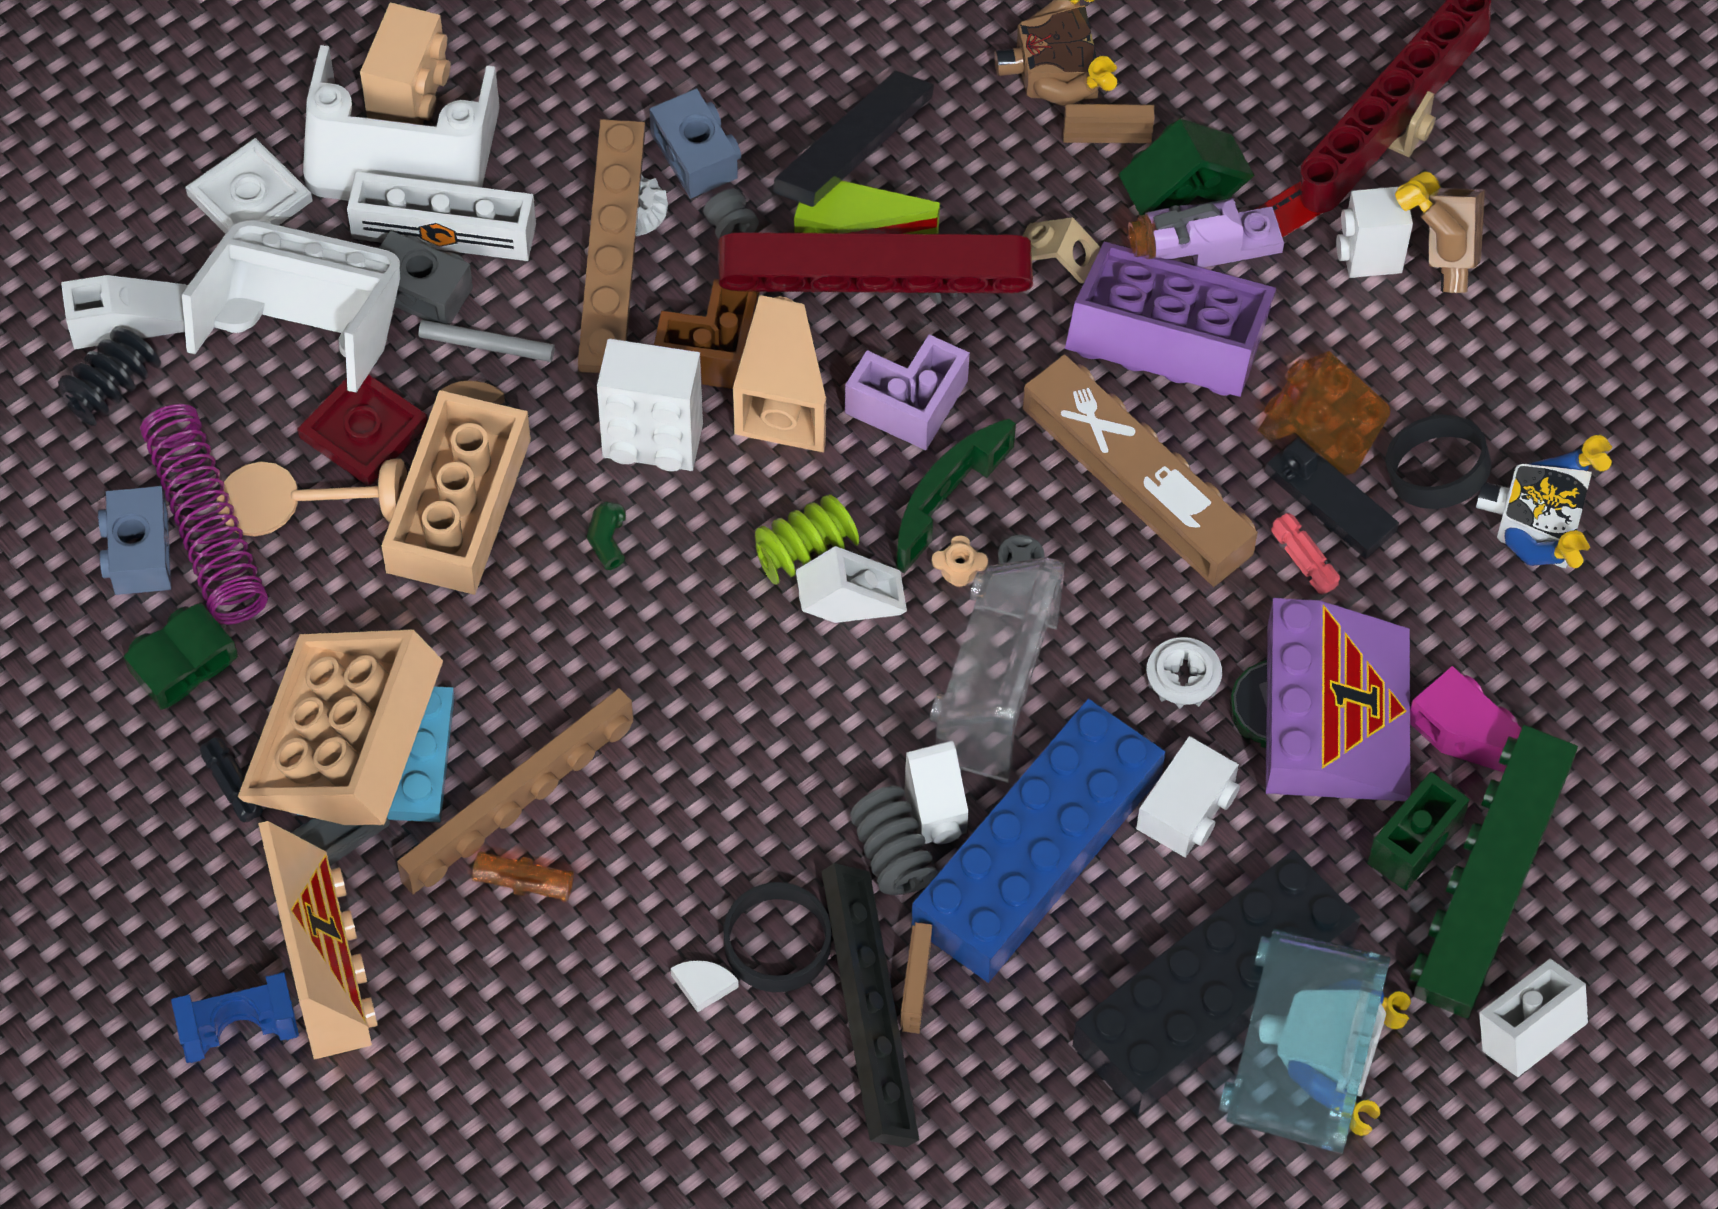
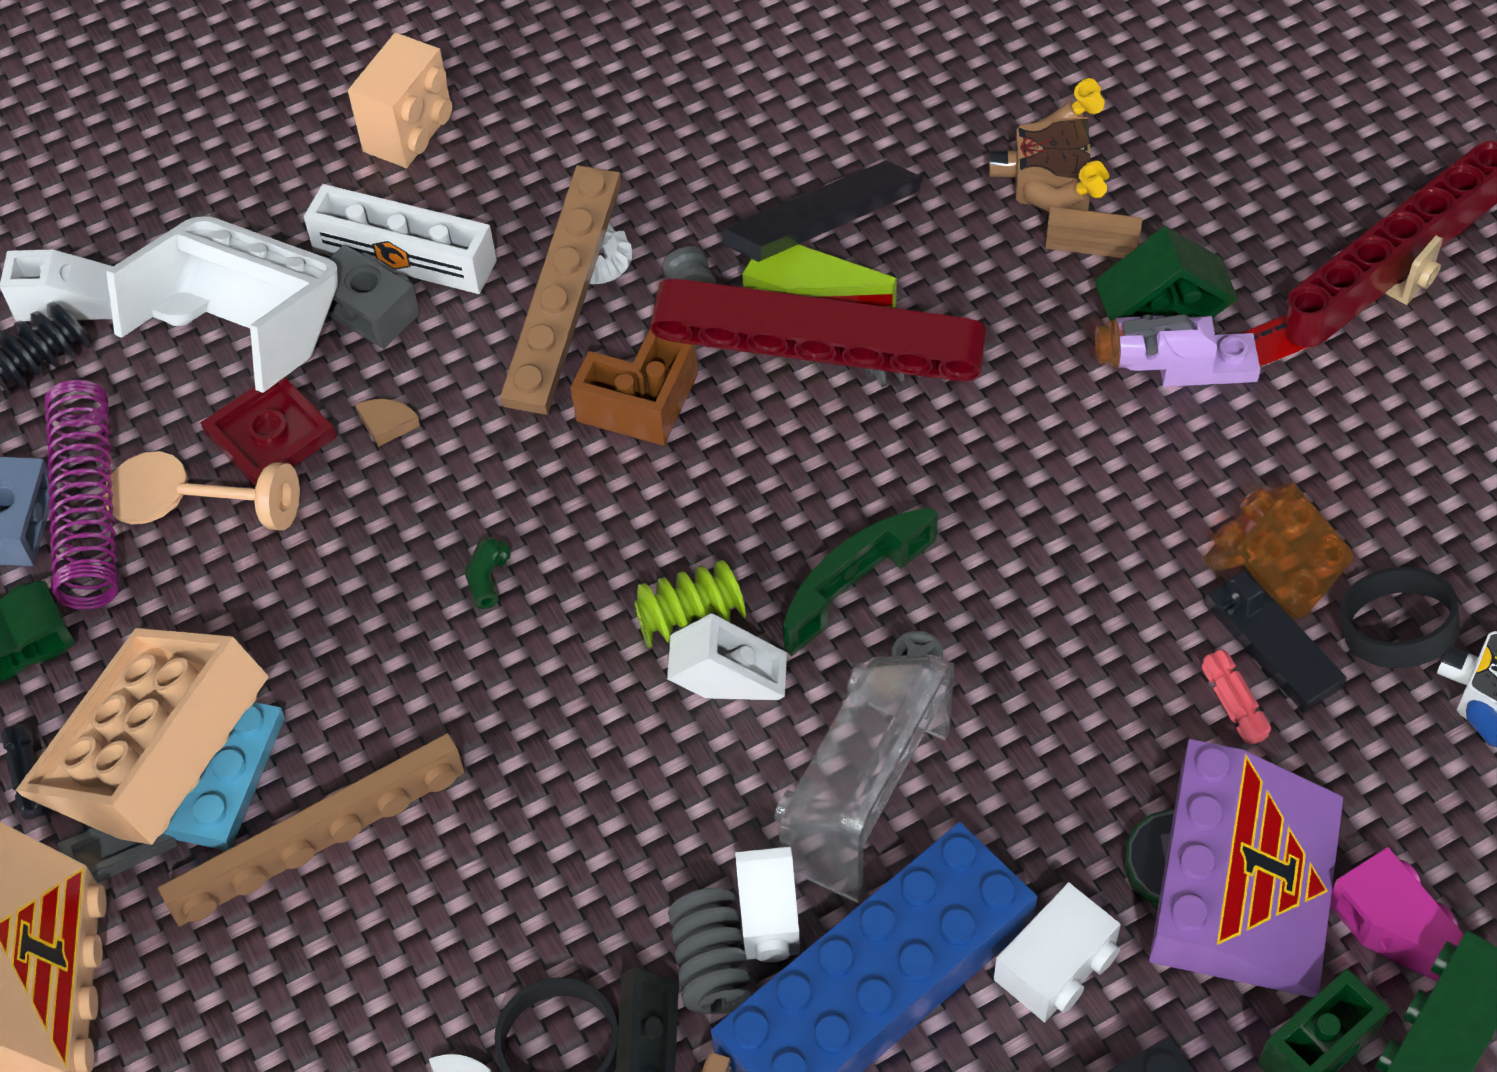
camera: 15 degrees right, 5 degrees down
(249, 187) = (231, 192): white tile -> none
(346, 144) = (431, 176): white windscreen -> none
(456, 492) = (337, 506): light nougat brick -> none
(486, 340) = (417, 364): light grey bar -> none
(523, 876) = (297, 926): clear orange pin -> none
(650, 405) = (552, 440): white brick -> none
(697, 165) = (670, 202): sand blue brick -> none
(779, 379) = (692, 435): light nougat slope -> none
(909, 400) = (835, 474): lavender brick -> none
(956, 573) = (855, 638): light nougat plate -> none
(1057, 240) = (1019, 337): tan bracket -> none
(1140, 470) = (1068, 584): medium nougat brick -> none
(1170, 319) = (1125, 432): medium lavender slope -> none
(1201, 662) = (1062, 791): white gear -> none
(1374, 233) = (1360, 368): white brick -> none
(1453, 223) = (1447, 373): medium nougat torso -> none

